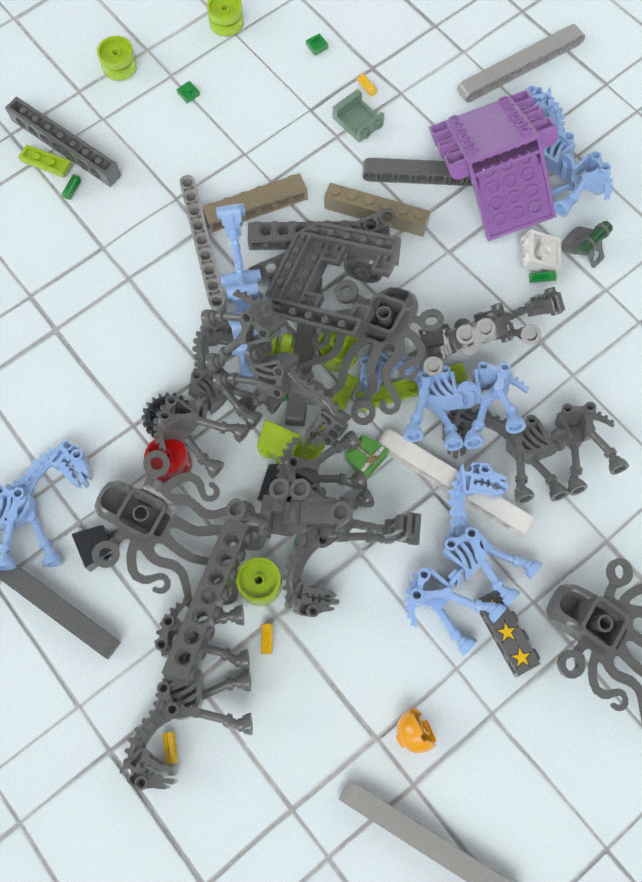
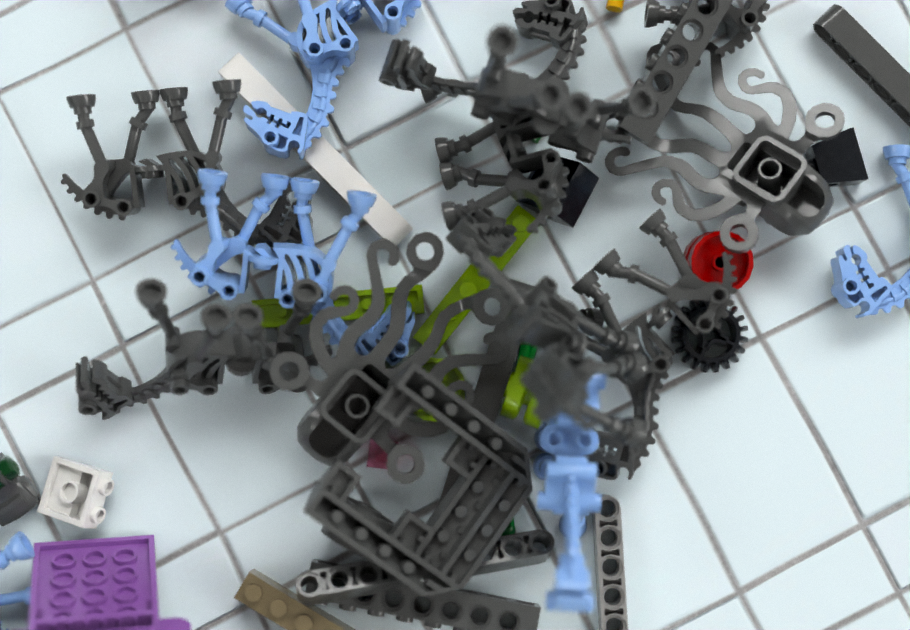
camera: 175 degrees left, 15 degrees up
(248, 577) = (631, 56): lime wheel -> none
(274, 440) = (553, 252): lime slope -> none
(367, 457) = (425, 211): bright green torso -> none
(542, 276) = (86, 451): green piece -> none

